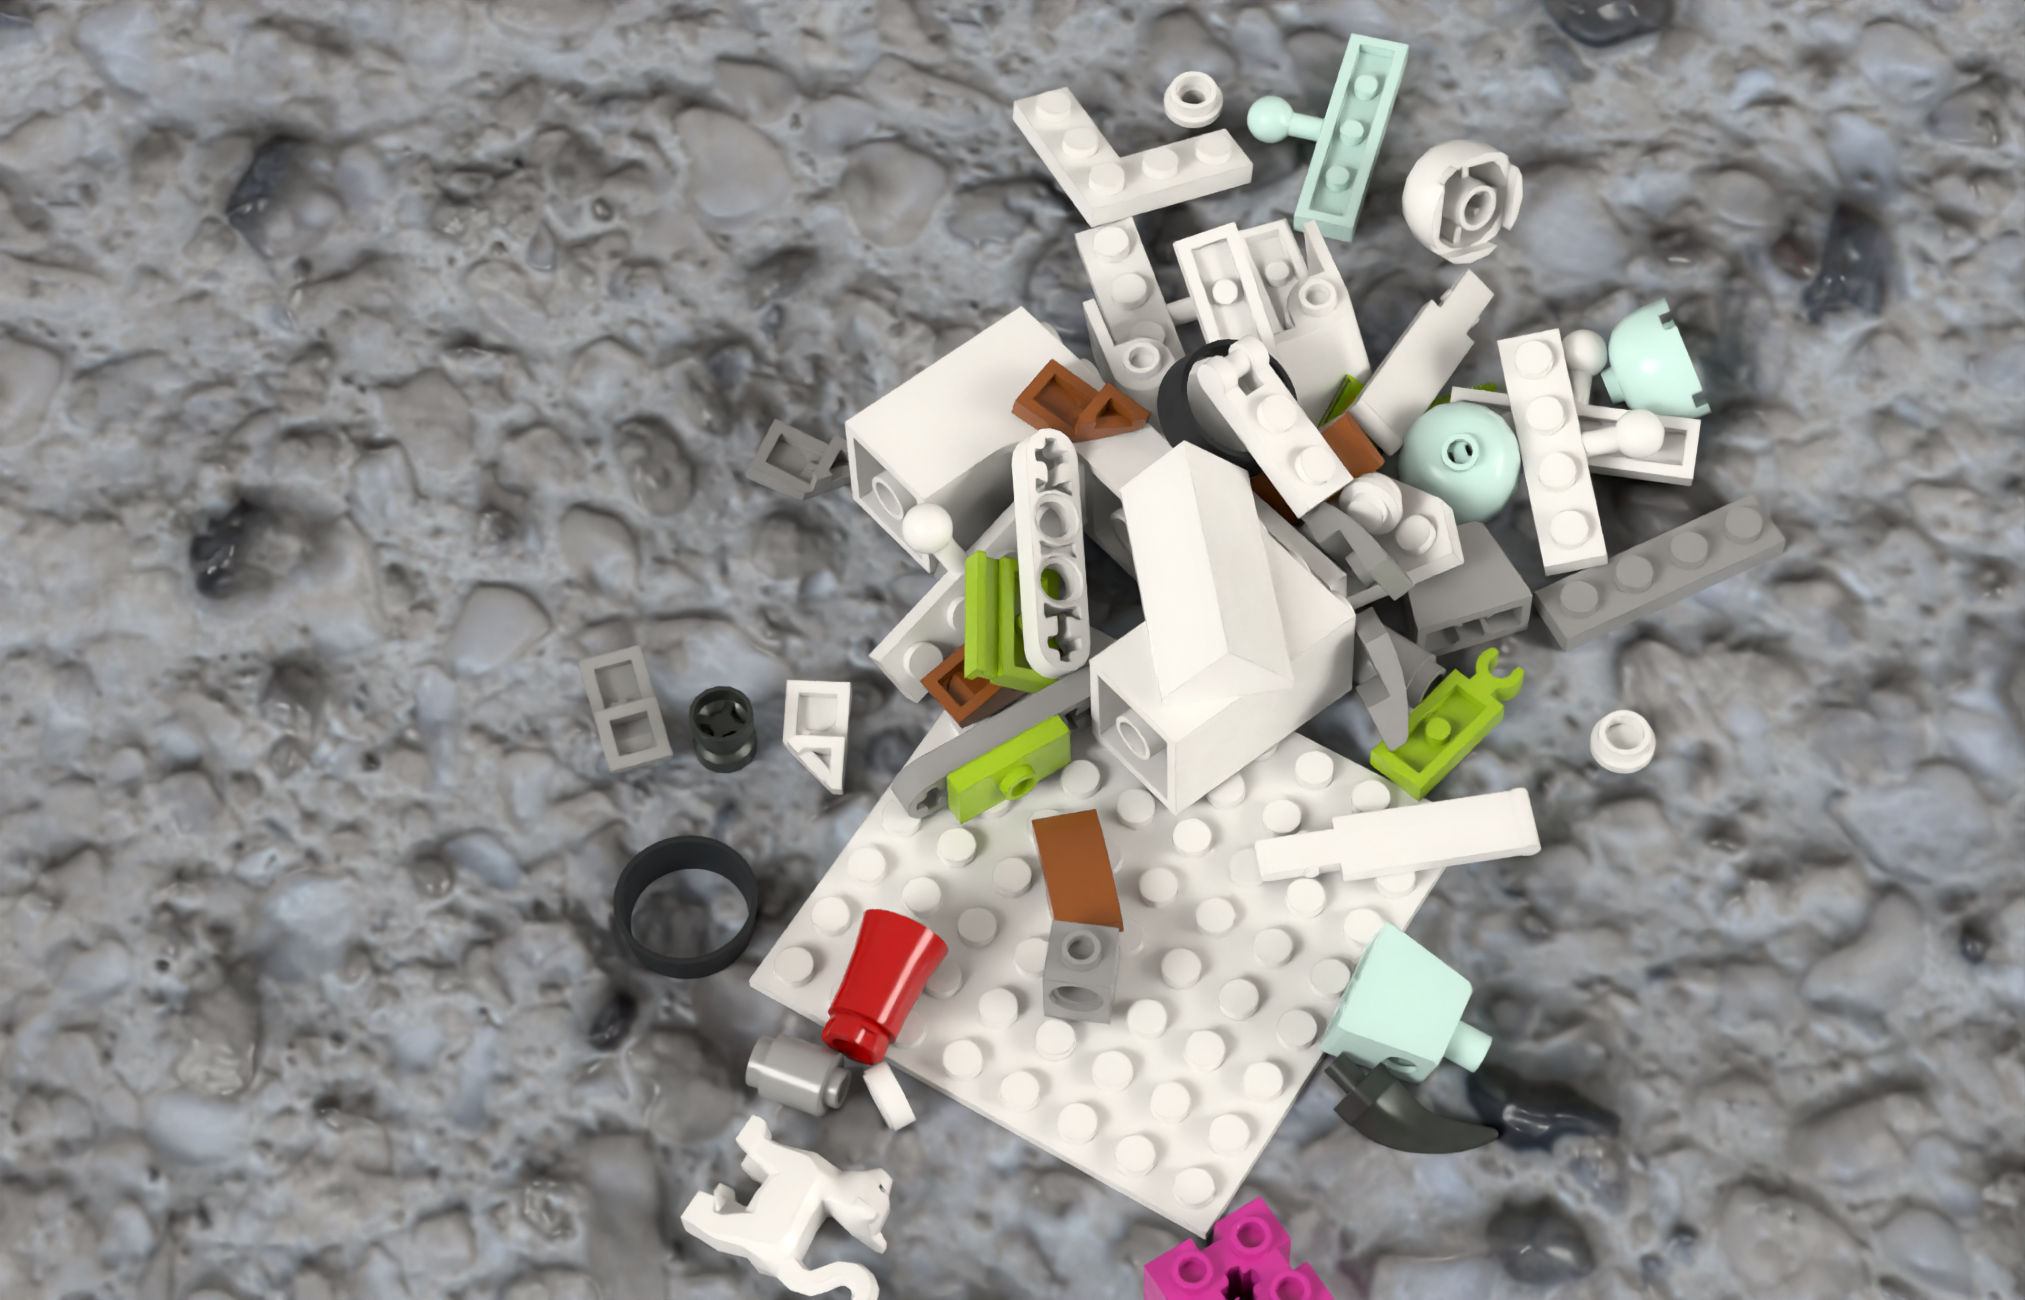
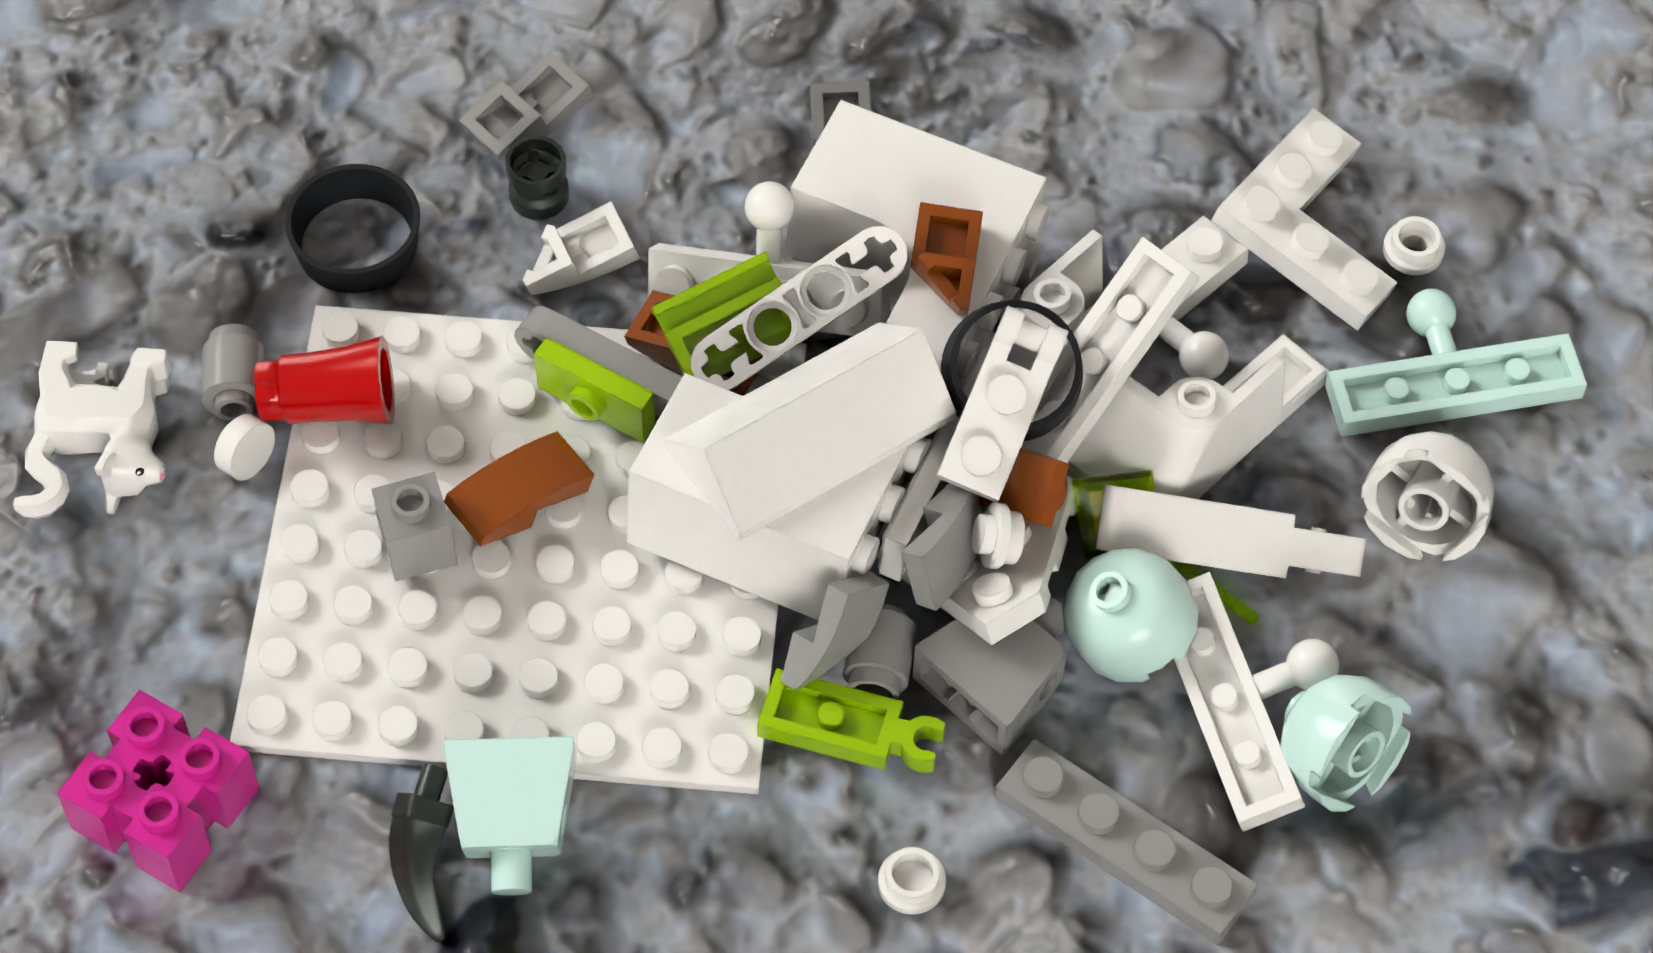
camera: 60 degrees right, 0 degrees up
(1407, 839) = (701, 737): white piece -> none
(1556, 450) = (1188, 685): white plate -> none

